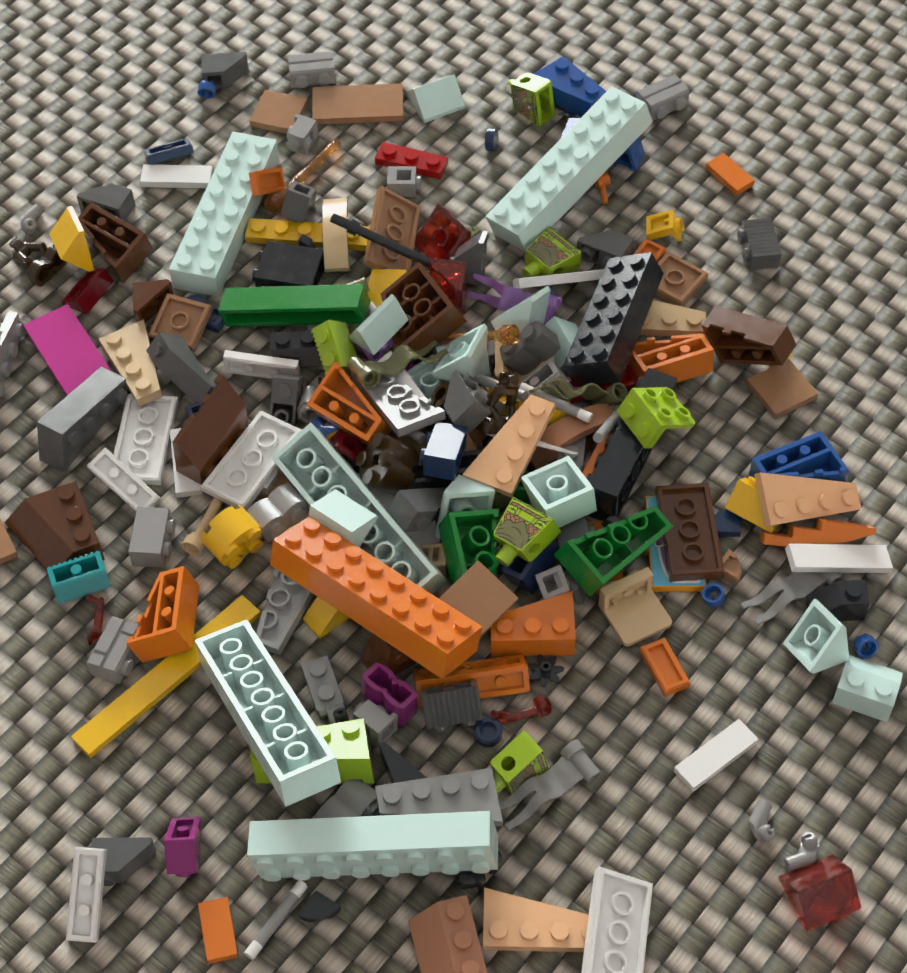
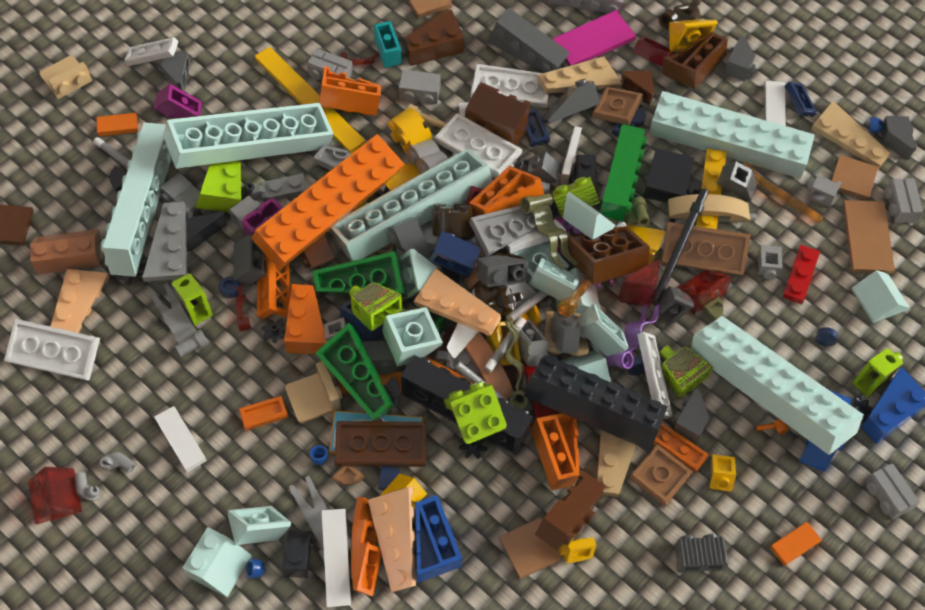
camera: 90 degrees right, 5 degrees up
(28, 219) = (725, 13): light grey arm -> none
(122, 481) = (468, 71): white tile -> none
(215, 116) = (848, 134): none -> tan wing
(267, 181) = (760, 158): orange tile -> none
(343, 516) = (401, 186): light aqua slope -> none
(480, 596) = (321, 272): medium nougat tile -> none
(670, 448) = (474, 448): none -> black plant

